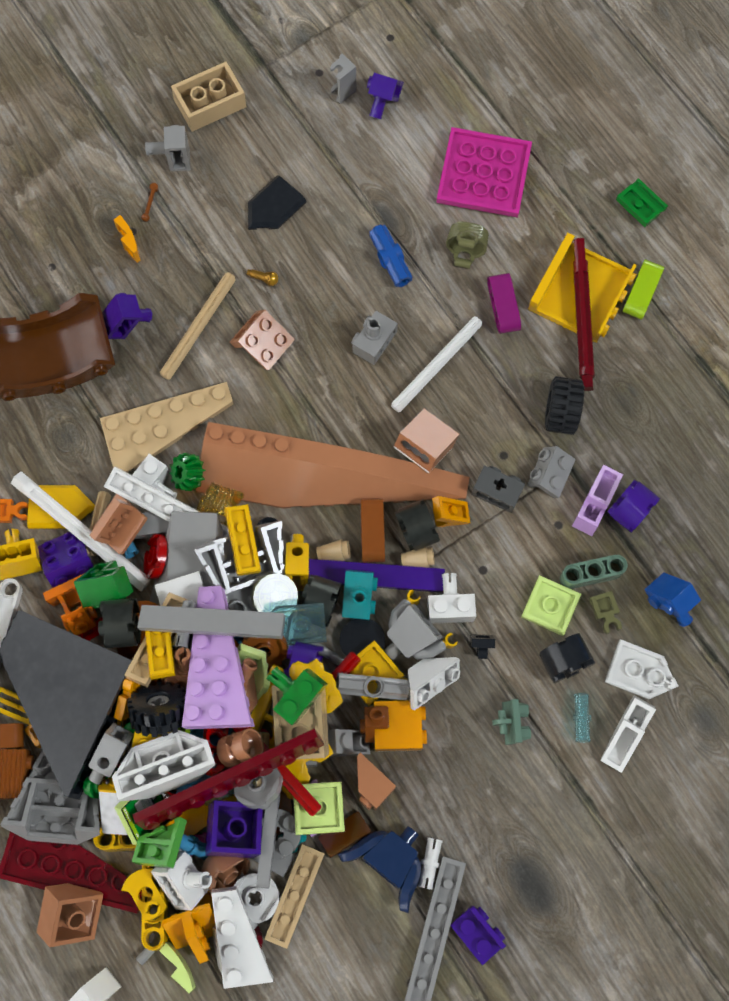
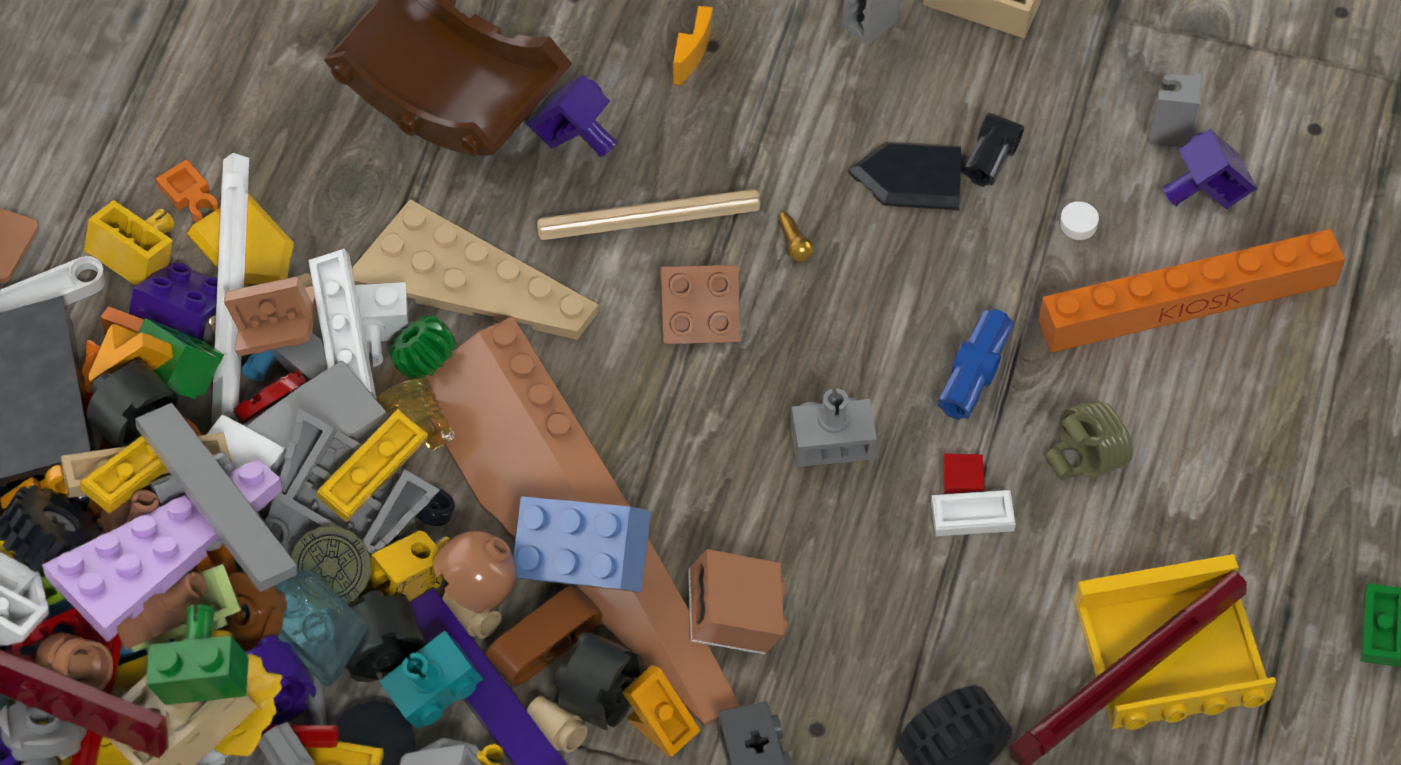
camera: 50 degrees right, 15 degrees down
(87, 606) = (124, 346): none -> light orange slope
(154, 188) = (798, 23): dark orange hinge -> none
(291, 161) = (995, 142): none -> black piece
(326, 534) = (477, 570): none -> nougat cylinder
(350, 481) = (581, 543): none -> medium blue brick
(355, 160) = (1079, 220): none -> white tile
(429, 147) = (1190, 290): none -> orange brick
(436, 303) = (963, 473): none -> red tile
(436, 364) = (872, 540): white axle -> none
(456, 314) = (972, 513): none -> white tile
(484, 172) = (1226, 388): dark pink plate -> none
(504, 303) = (1046, 557): magenta beam -> none
(643, 289) = (1254, 726): lime beam -> none

